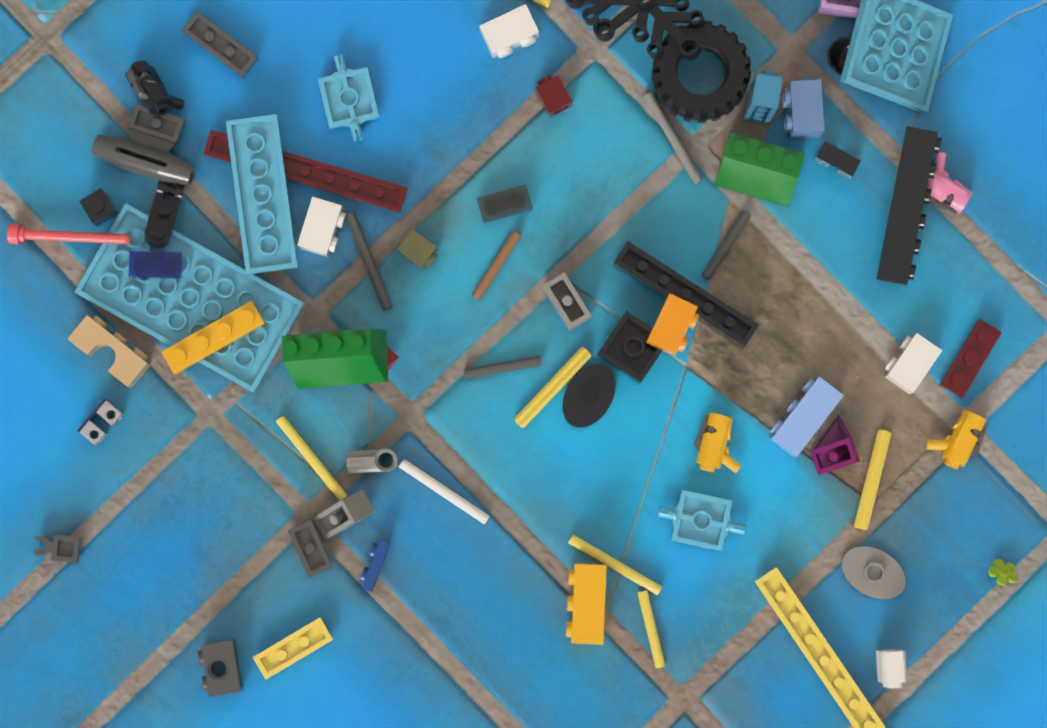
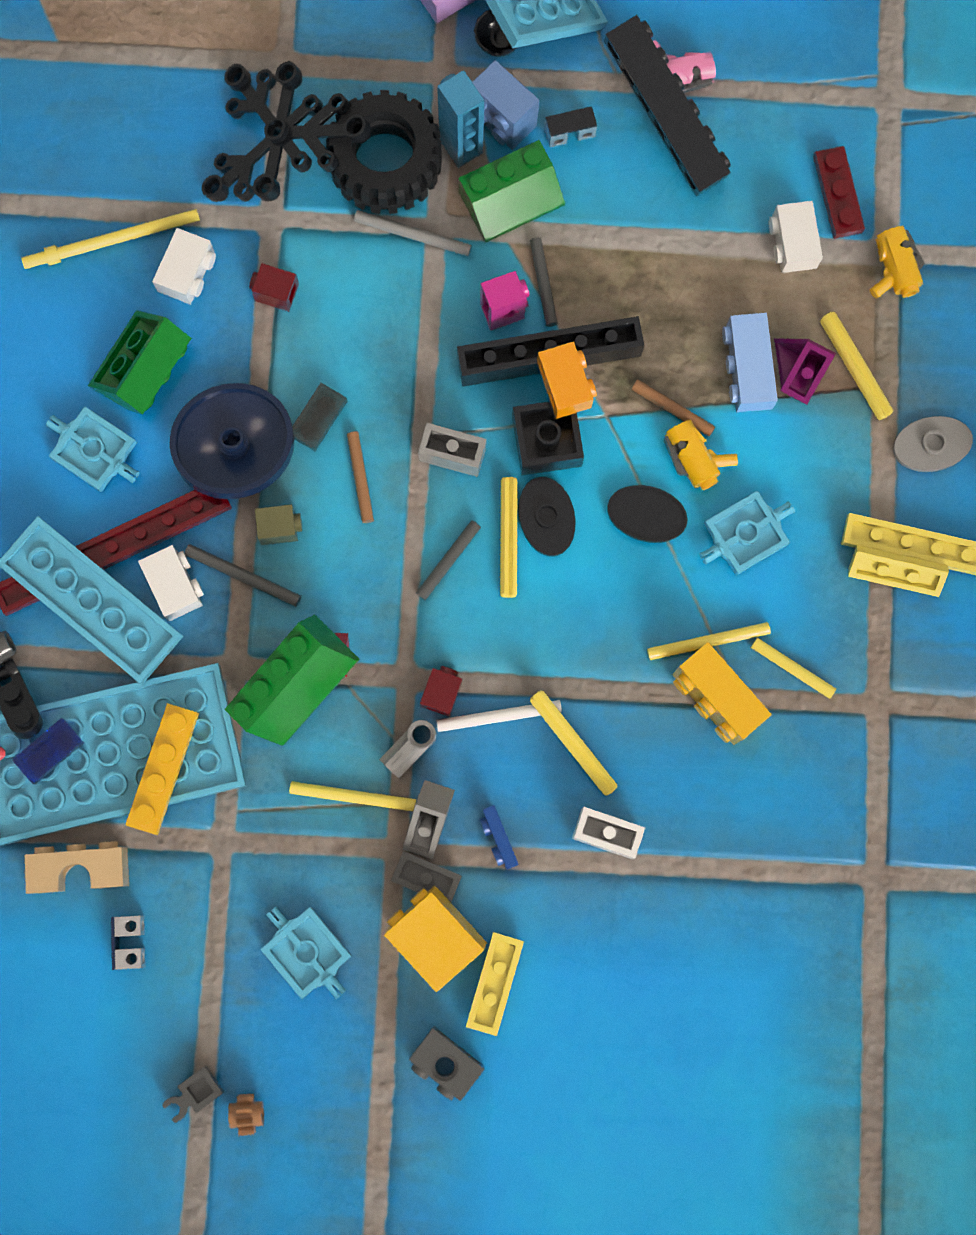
camera: 45 degrees left, 5 degrees down
(79, 588) = (246, 1114): none -> medium nougat gear
(199, 526) = (306, 952): none -> medium azure plate
(282, 588) = (434, 937): none -> yellow brick
(423, 444) = (441, 691): none -> dark red brick
(427, 68) = (140, 361): none -> green slope
(437, 172) = (232, 441): none -> dark blue dish
(442, 623) = (608, 833): none -> white brick
(473, 549) = (573, 743): none -> light yellow axle
(651, 451) = (647, 514): none -> black piece
(686, 237) = (504, 300): none -> dark pink brick
(731, 400) = (672, 407): none -> medium nougat bar
(772, 630) = (898, 570): none -> light yellow plate

